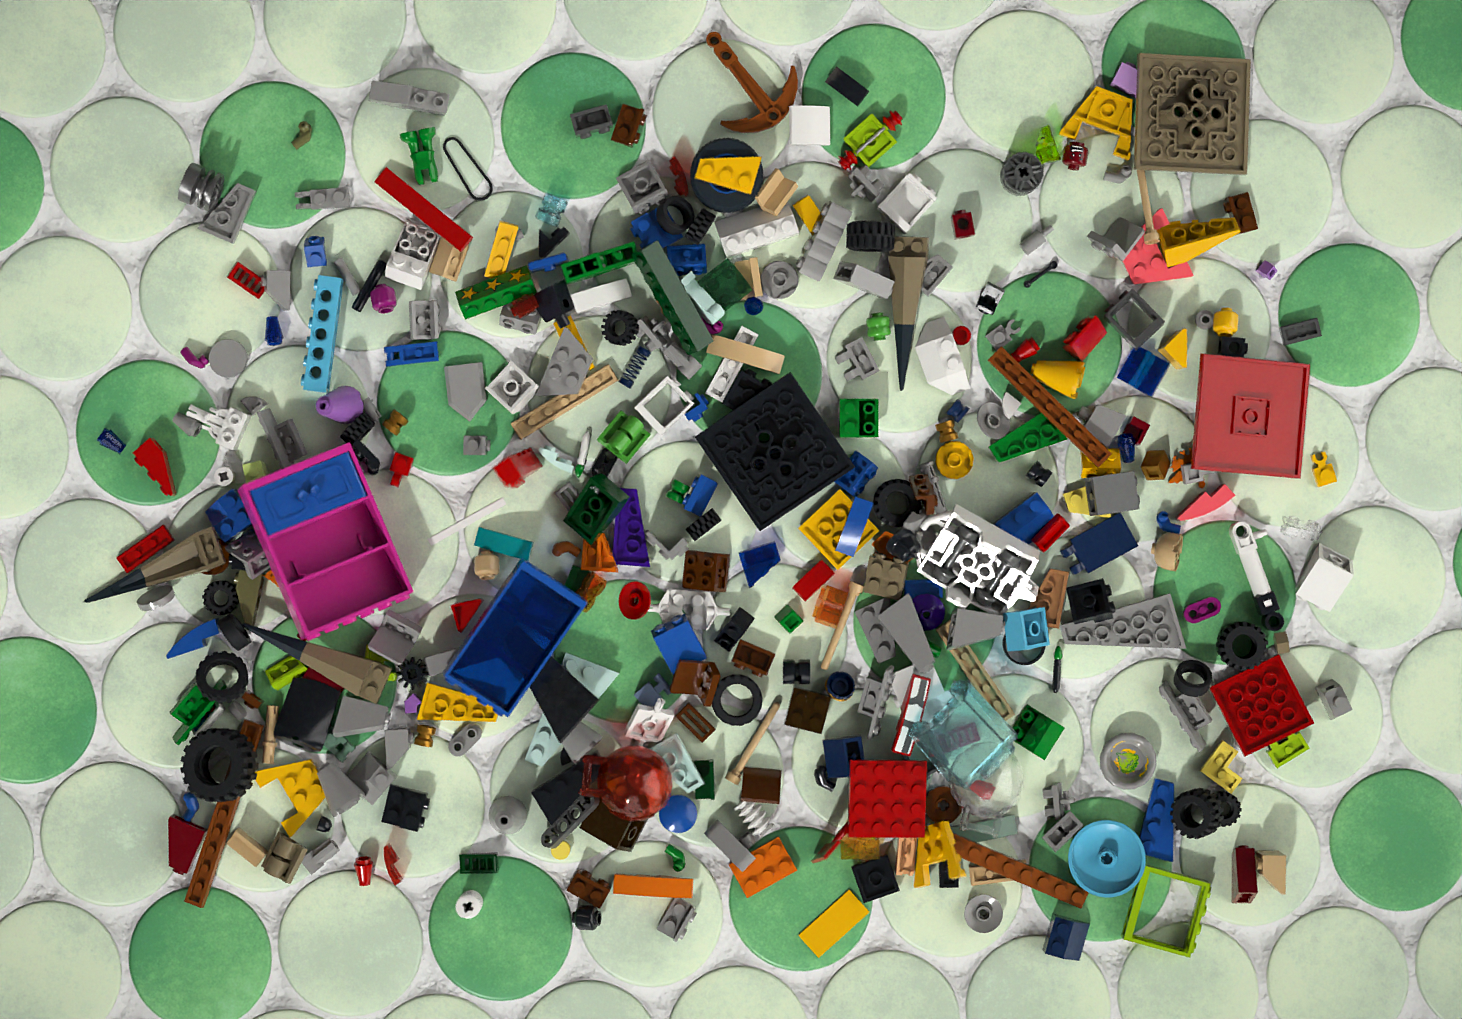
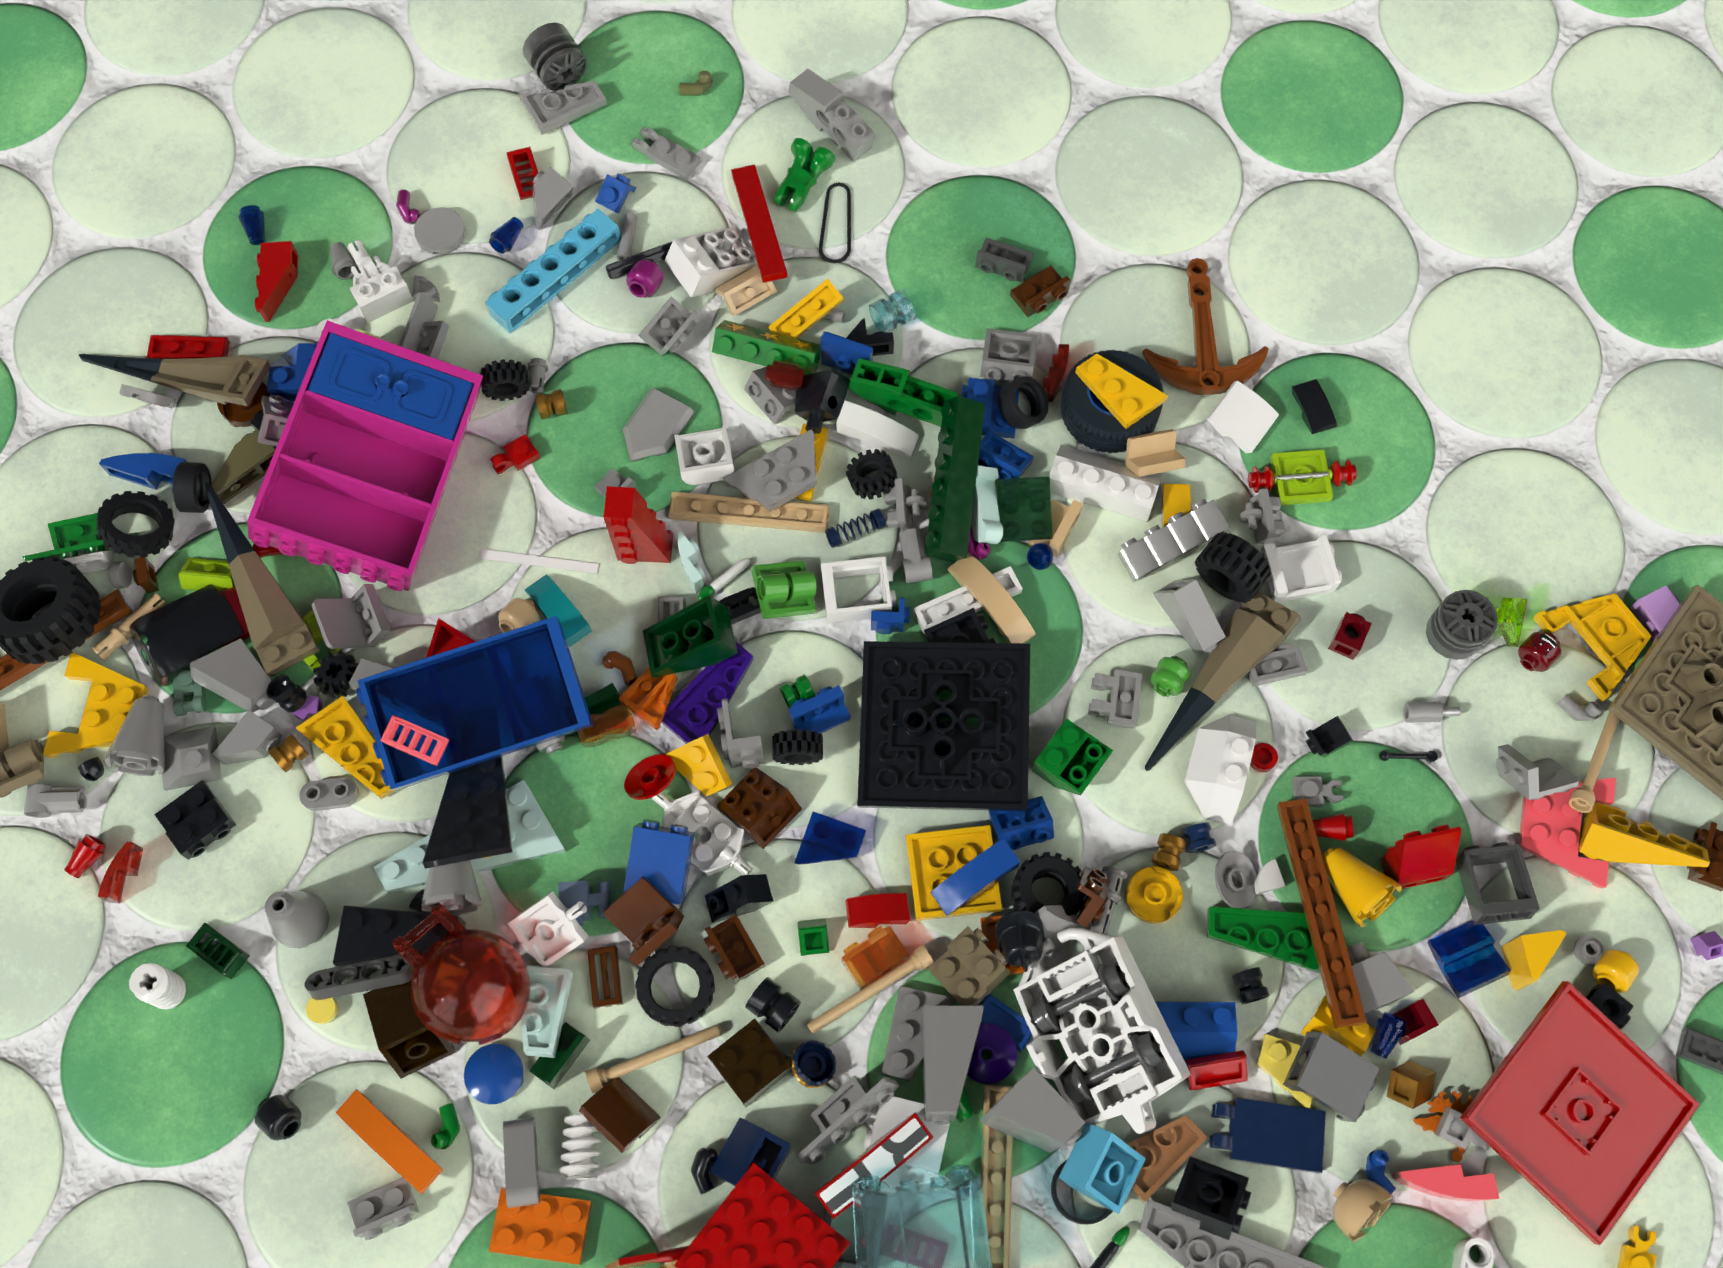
camera: 35 degrees right, 20 degrees down
(209, 594) = (206, 438): black tyre -> none
(341, 404) = (506, 336): medium lavender cone -> none
(366, 456) = (488, 411): black plate -> none
(397, 706) = (283, 690): none -> black wheel
(412, 353) = (628, 351): blue plate -> none
(503, 690) = (392, 728): none -> coral slope
(588, 888) = (313, 1084): reddish brown bracket -> none
(657, 573) = (701, 765): none -> yellow wing
(700, 226) = (1042, 431): black tyre -> none
(746, 839) = (549, 1171): light grey hinge -> none
(779, 280) = (1089, 552): light grey tile -> none

